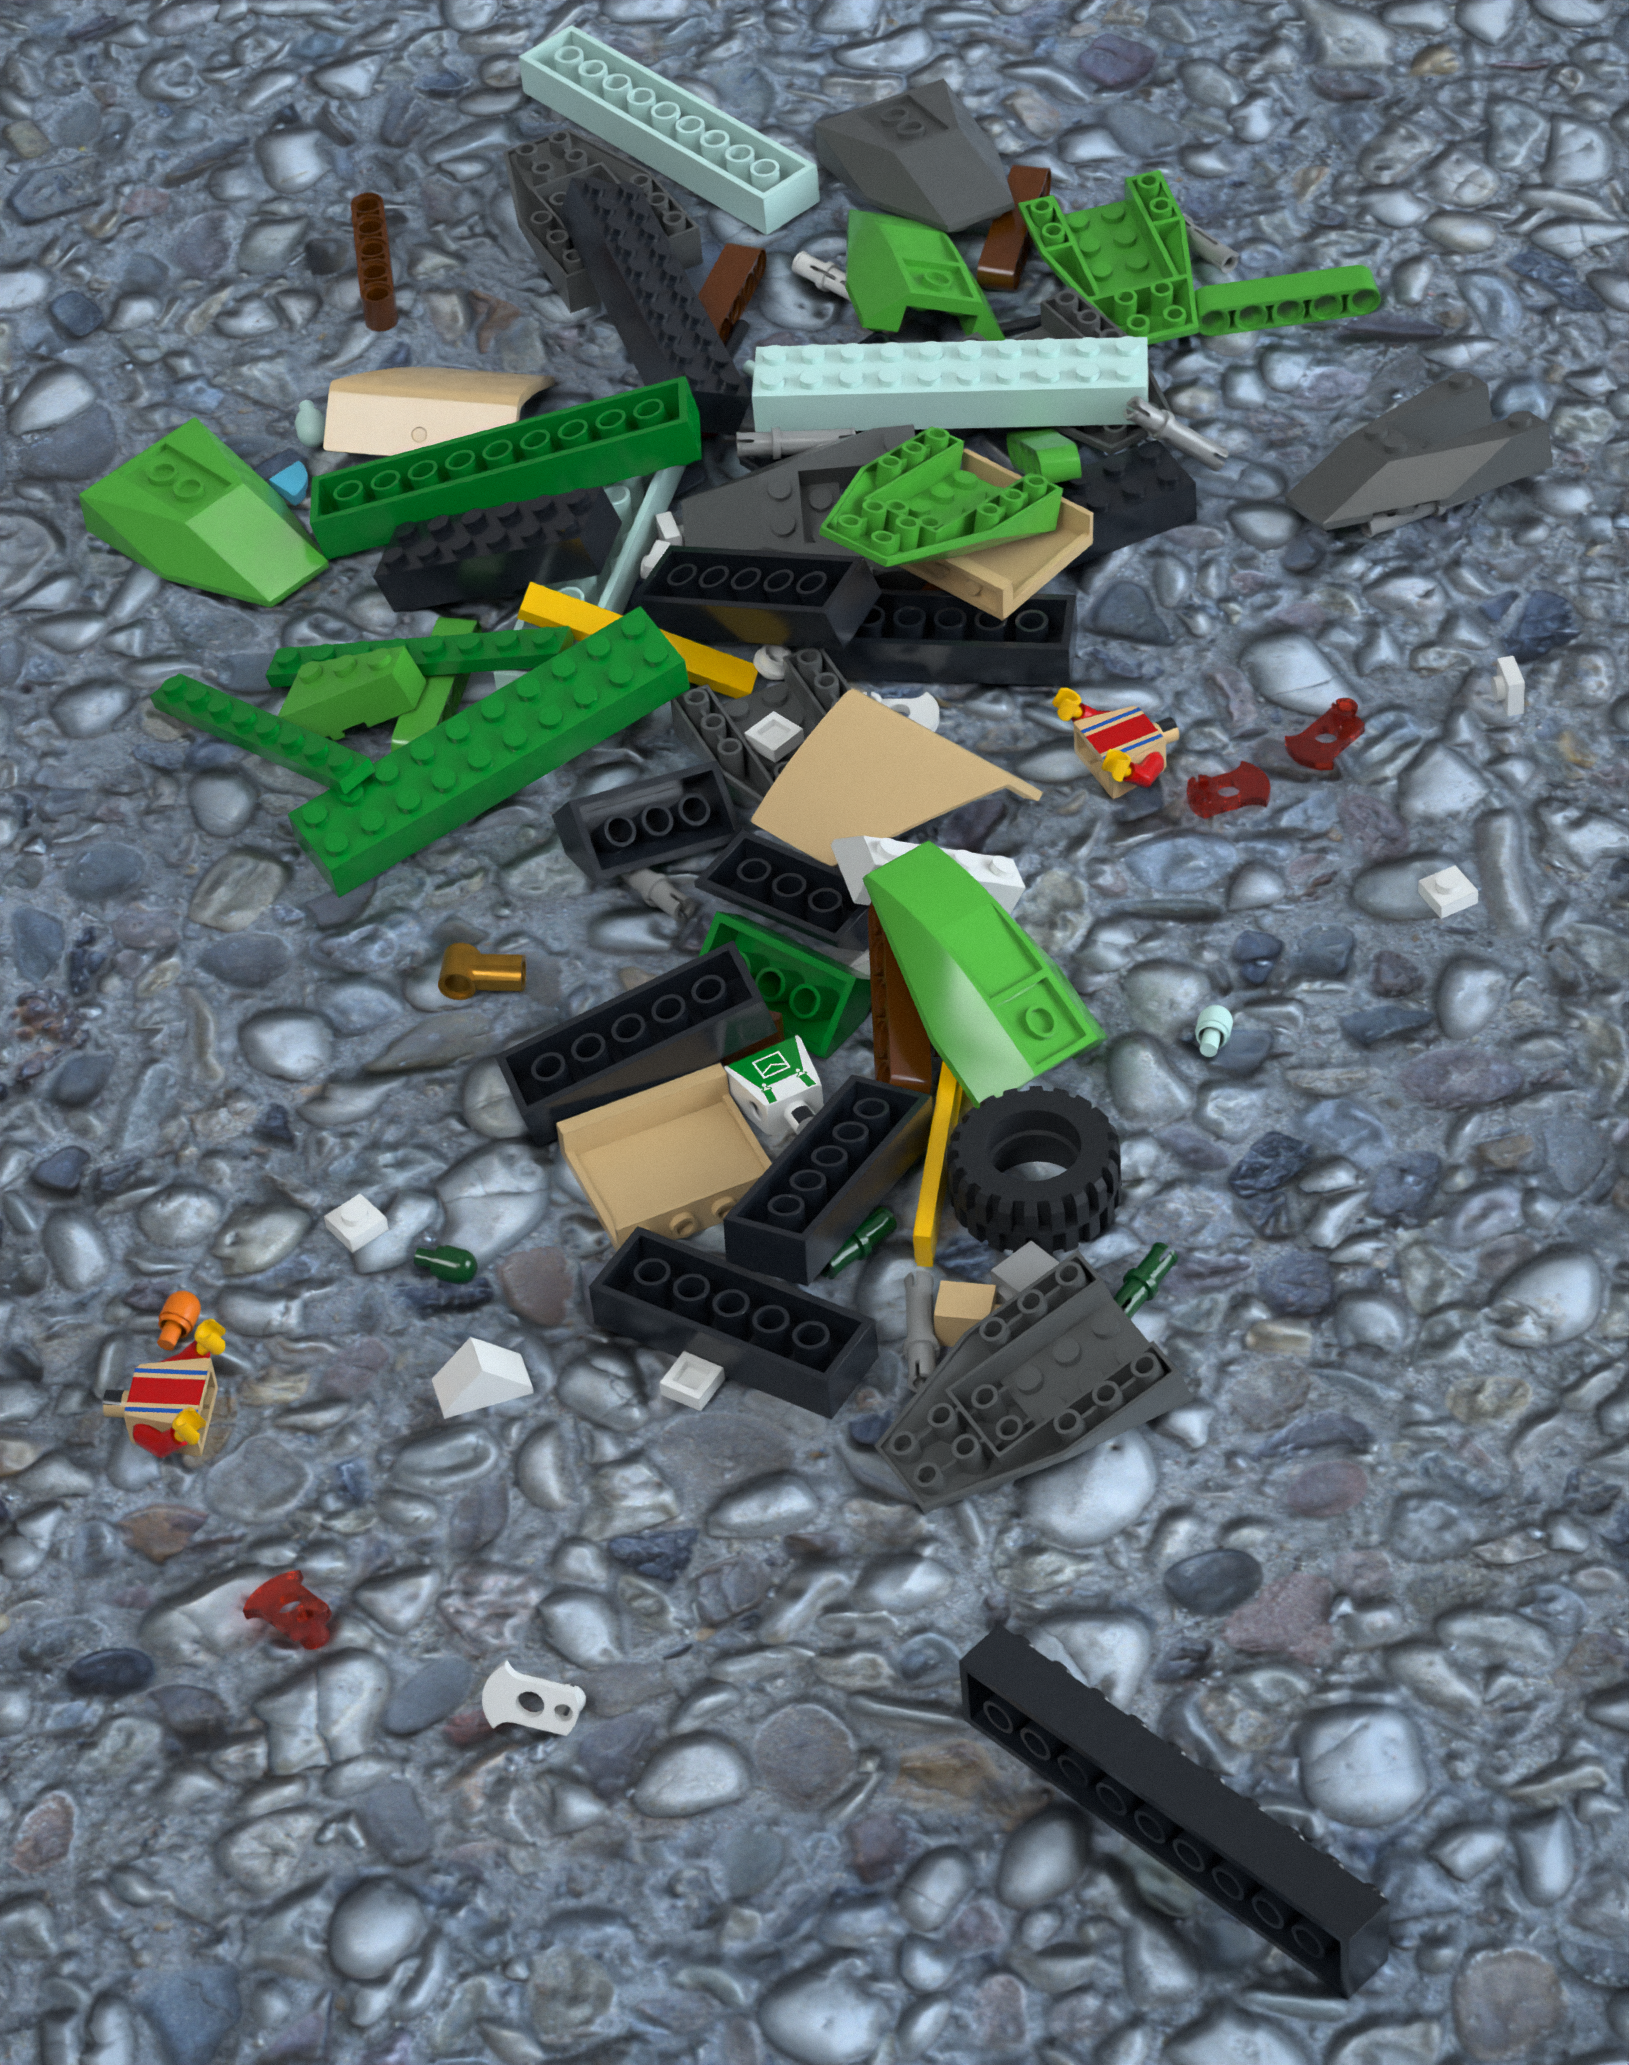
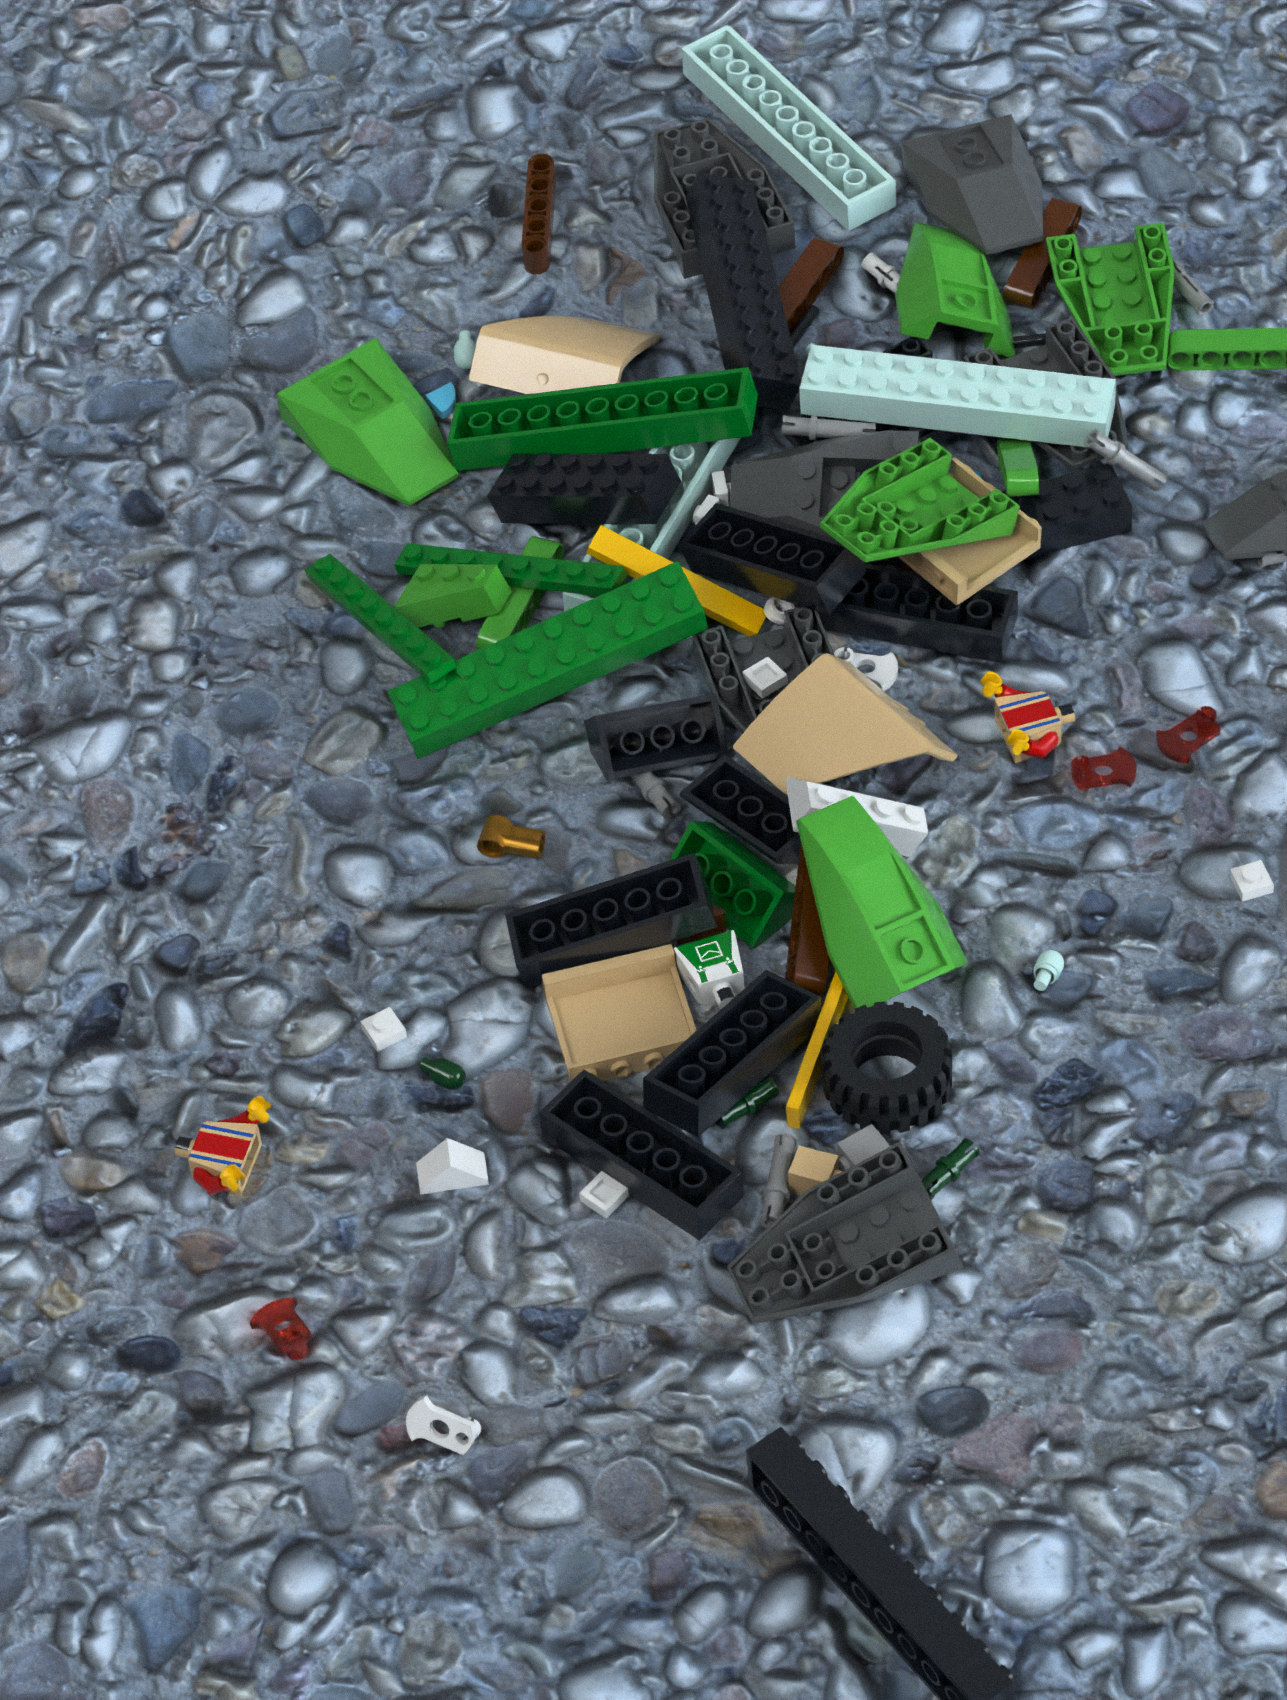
camera: 10 degrees right, 5 degrees up
(177, 1318) = (241, 1086): orange cylinder -> none

